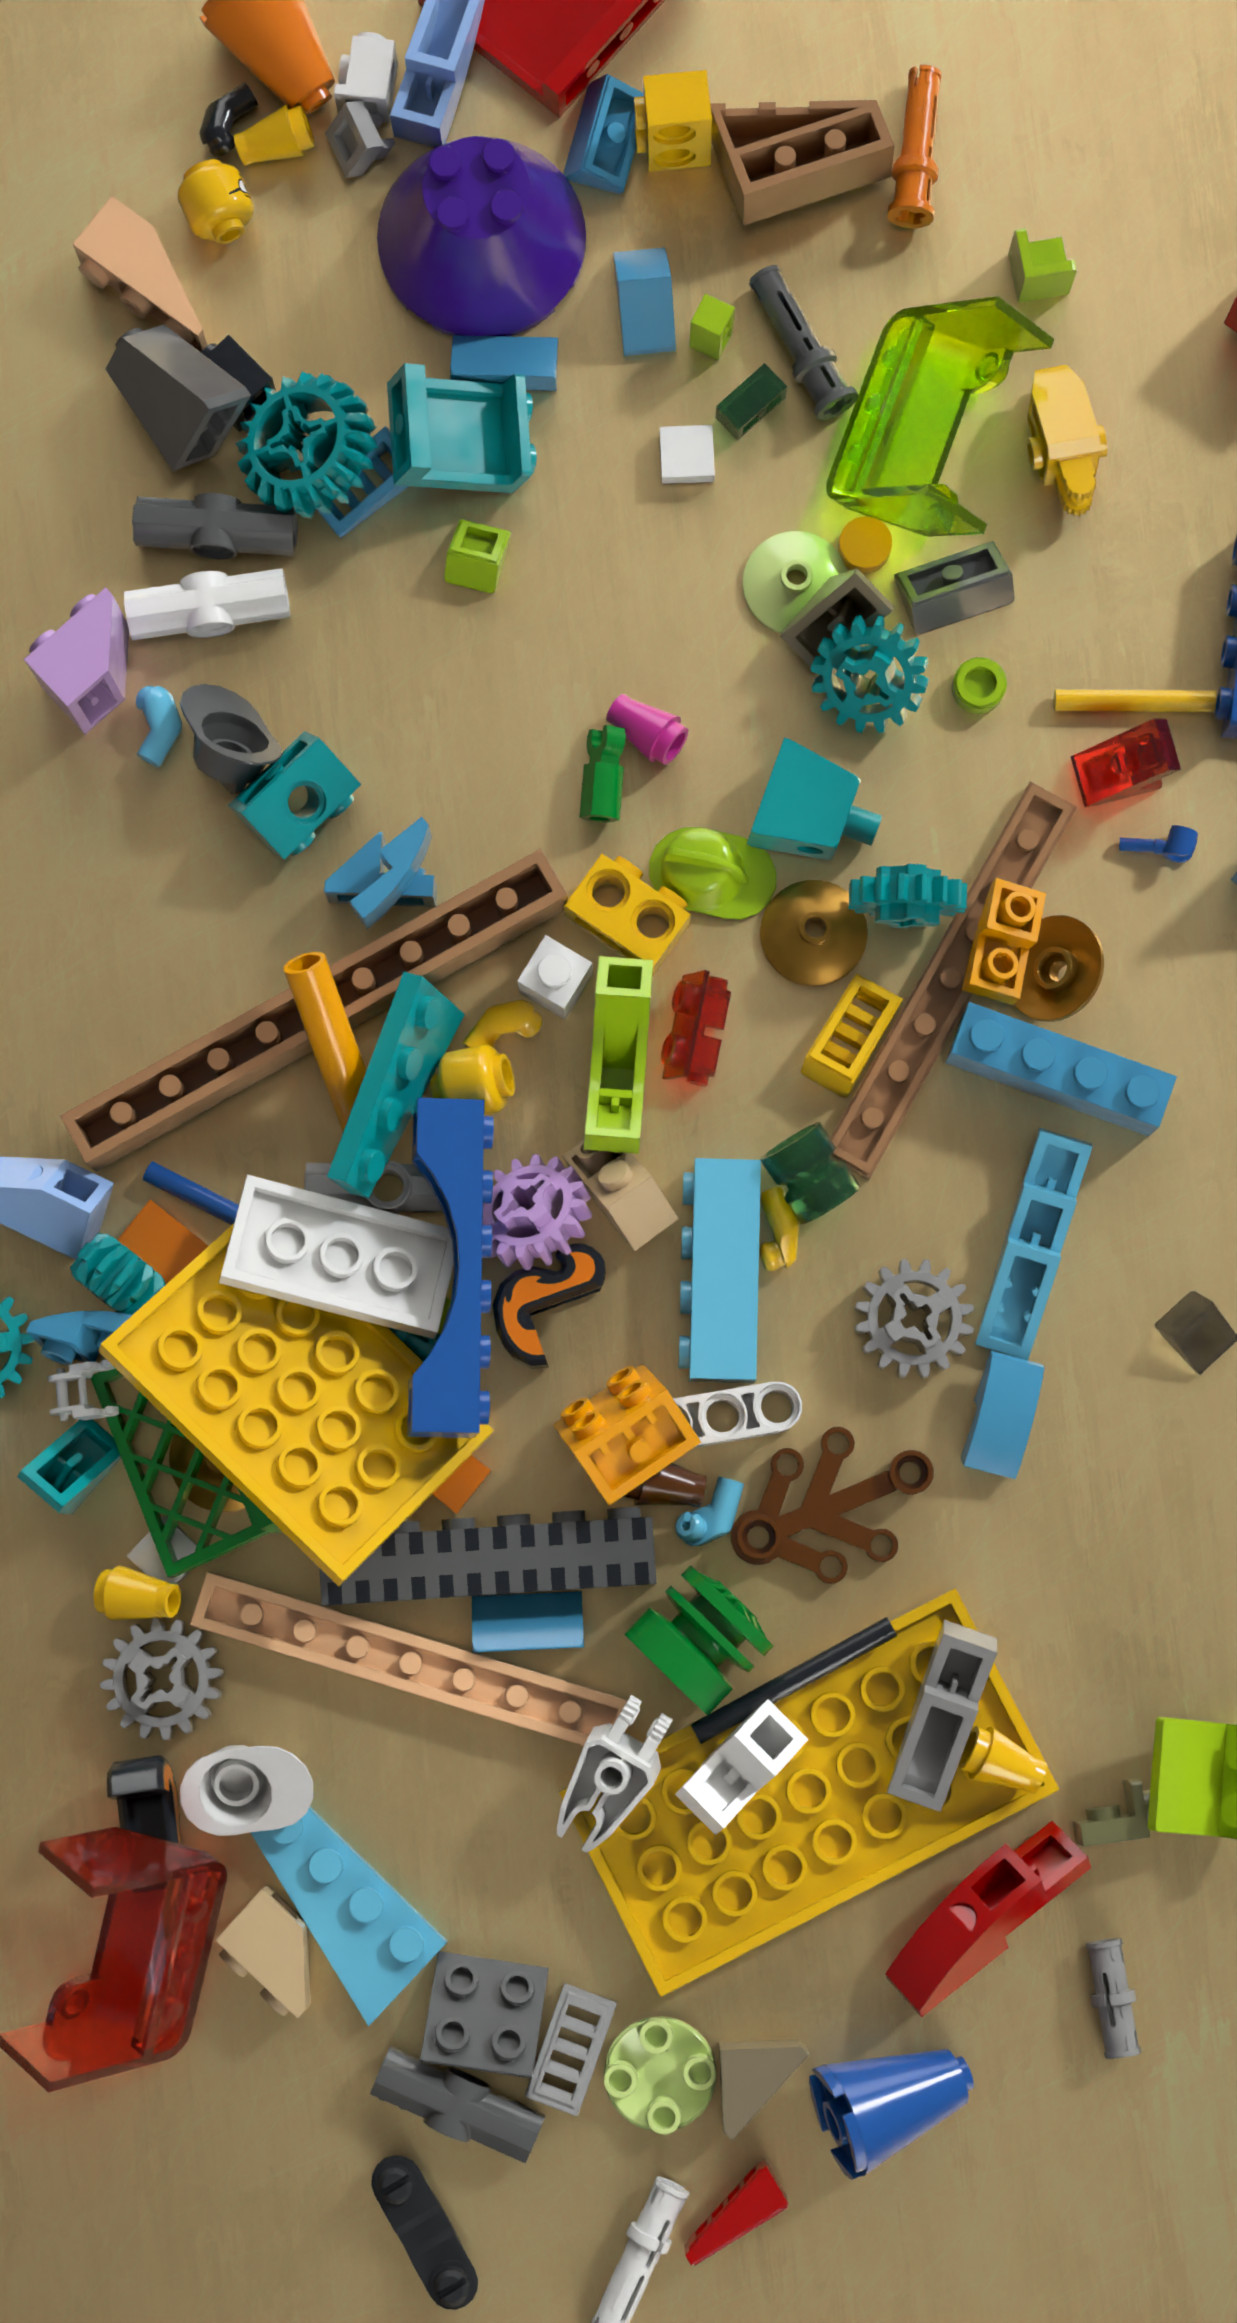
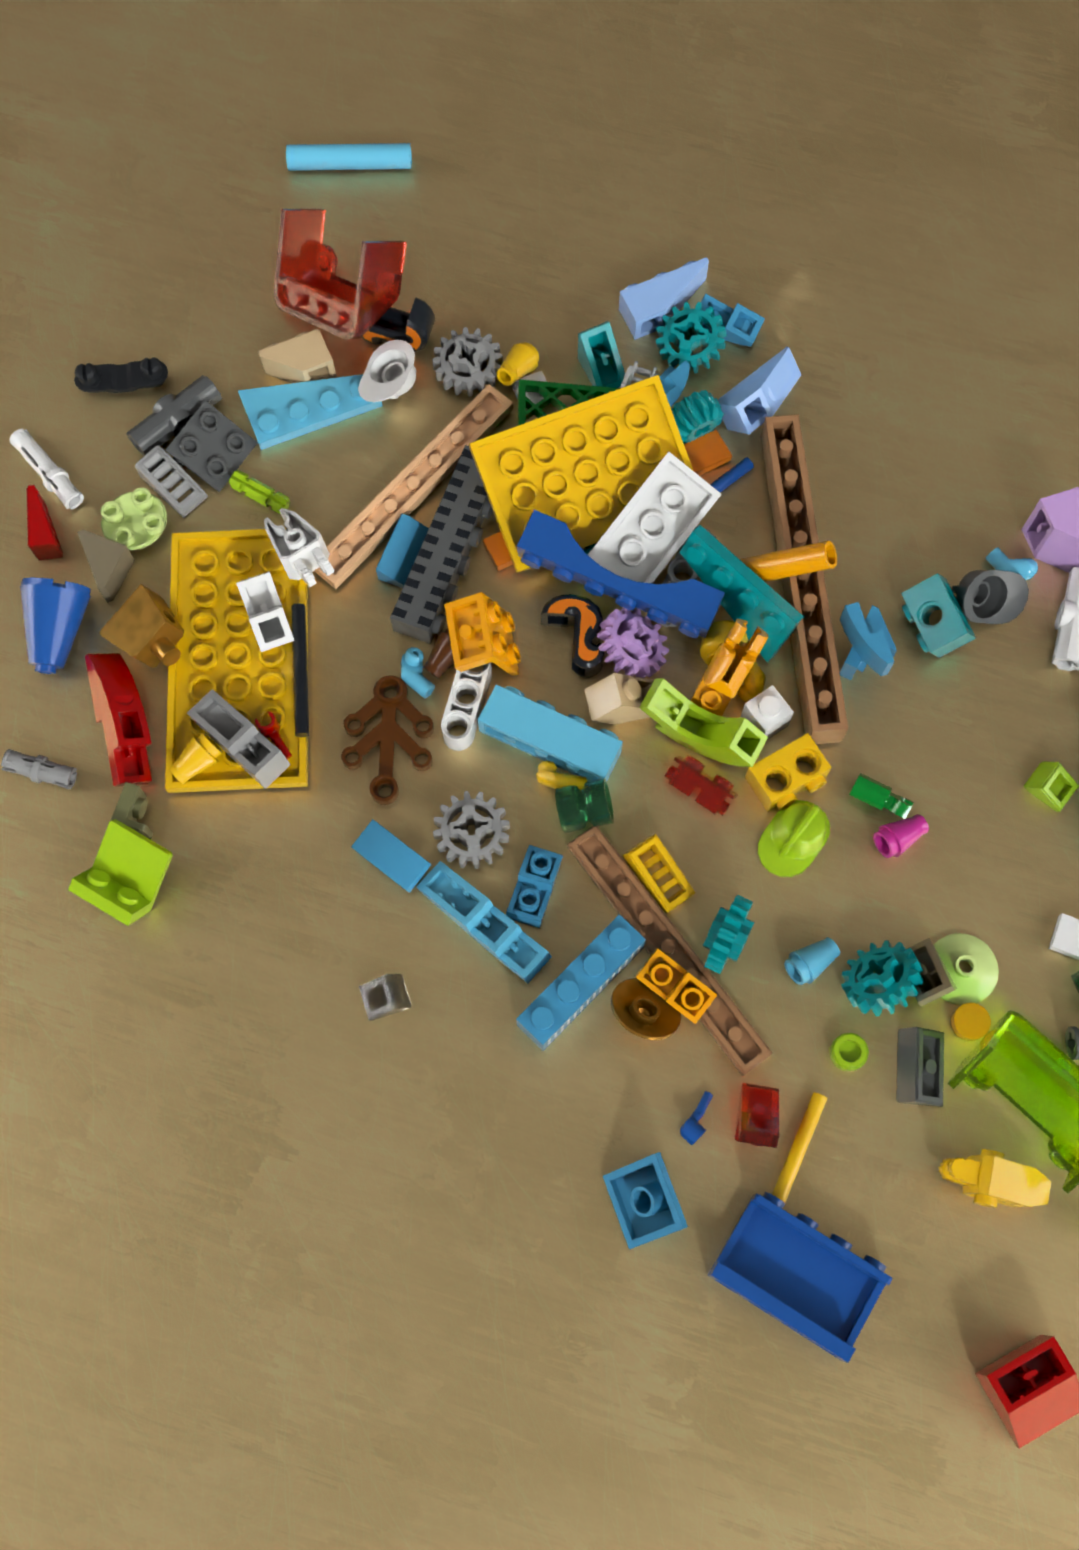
camera: 115 degrees right, 10 degrees down
(525, 1050) = (728, 668): none -> light orange plate
(525, 1900) = (259, 491): none -> lime axle
(699, 1639) = (347, 626): green wheel -> none
(806, 958) = (718, 891): pearl gold dish -> none
(810, 806) = (811, 907): teal torso -> none
(839, 1945) = (145, 629): none -> pearl gold torso
(883, 779) = (810, 961): none -> medium azure cone
(912, 1664) = (272, 731): none -> red hand
(949, 1197) = (534, 886): none -> dark azure slope

